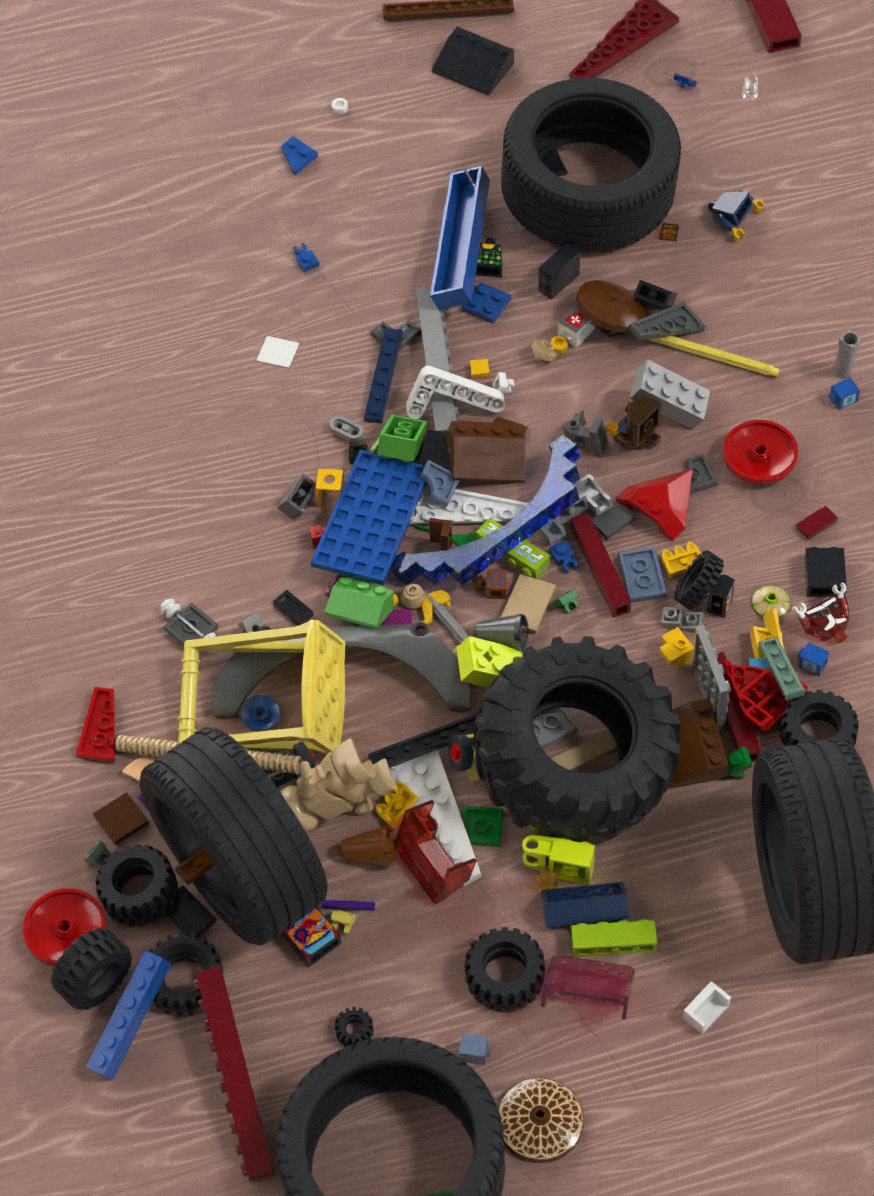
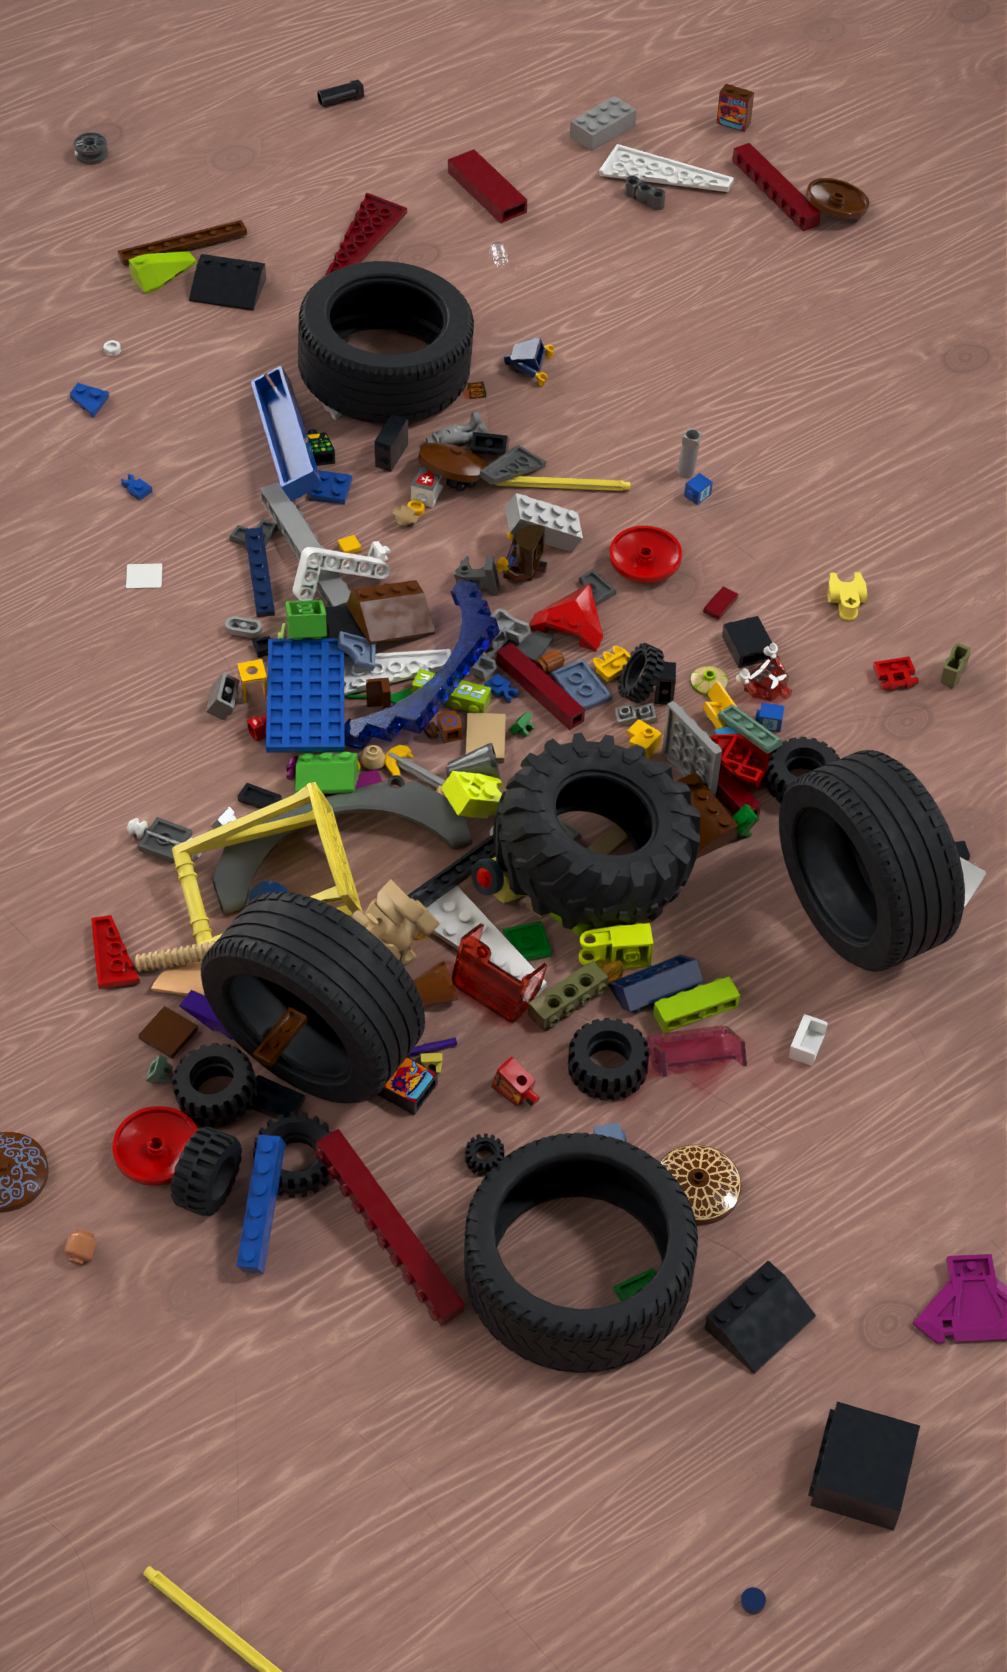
camera: 25 degrees left, 5 degrees down
(397, 804) = (441, 943): yellow plate -> none
(405, 961) = (515, 1083): none -> red torso
(411, 31) = (153, 270): none -> lime wedge
(503, 884) = (557, 996): none -> olive brick
(620, 542) = (550, 661): none -> dark orange brick
(629, 275) = (458, 433): none -> light grey piece
(684, 80) = (435, 260): clear blue piece -> none

